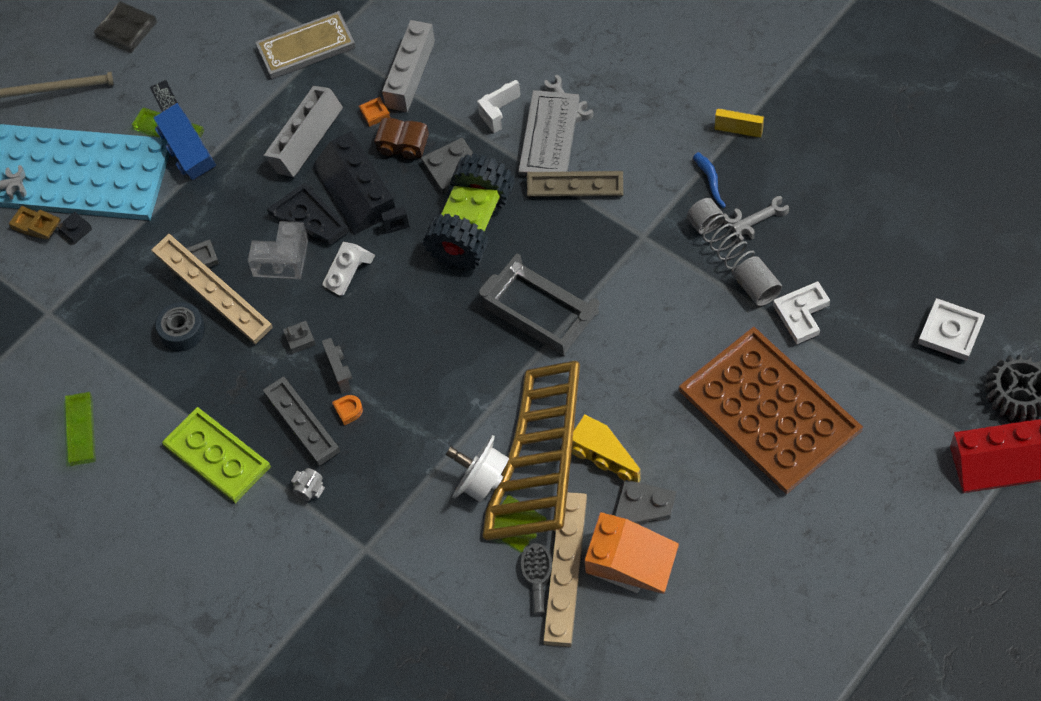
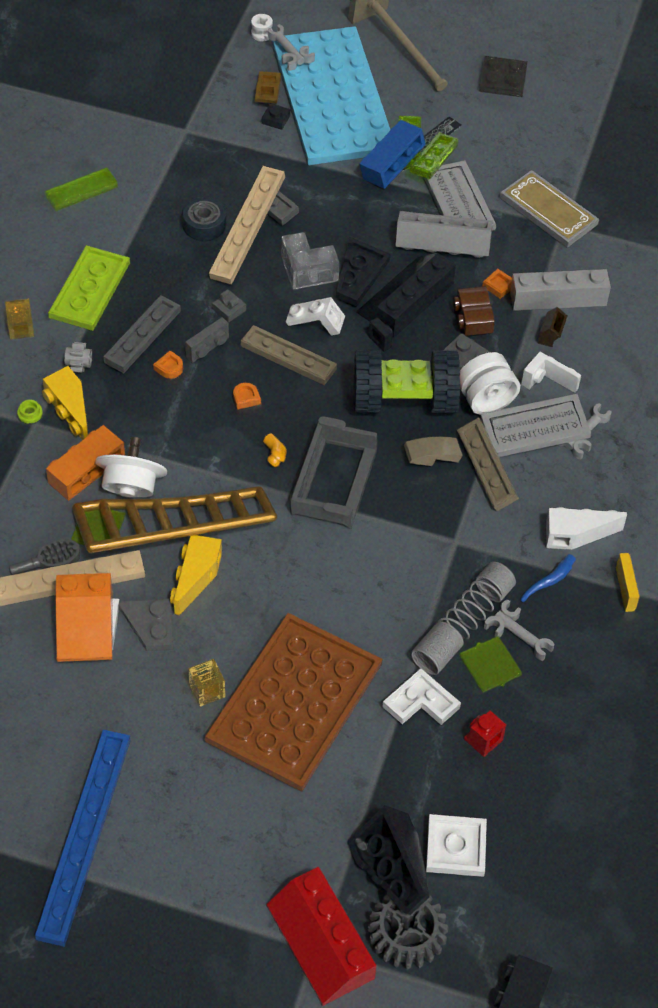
camera: 60 degrees right, 5 degrees down
(200, 110) = (434, 155): none -> clear neon green tile
(231, 527) = (19, 319): none -> clear yellow brick
(254, 109) = (458, 193): none -> light grey tile
(349, 542) = (29, 411): none -> lime plate
(357, 506) = (66, 394): none -> yellow slope
(380, 304) = (288, 355): none -> dark tan tile
(413, 353) = (246, 395): none -> orange tile
(439, 512) = (77, 467): none -> orange brick
(447, 86) = (555, 318): none -> dark brown piece
(489, 344) = (277, 449): none -> light orange arm
(500, 149) = (488, 383): none -> white wheel
(543, 220) = (427, 450): none -> dark tan slope
(669, 144) = (579, 527): none -> white slope
(734, 471) = (206, 682): none -> clear yellow brick
(780, 250) = (490, 664): none -> clear neon green piece
(853, 273) = (485, 733): none -> red brick
(857, 620) = (82, 839): none -> blue plate
(960, 375) = (393, 857): none -> black wedge

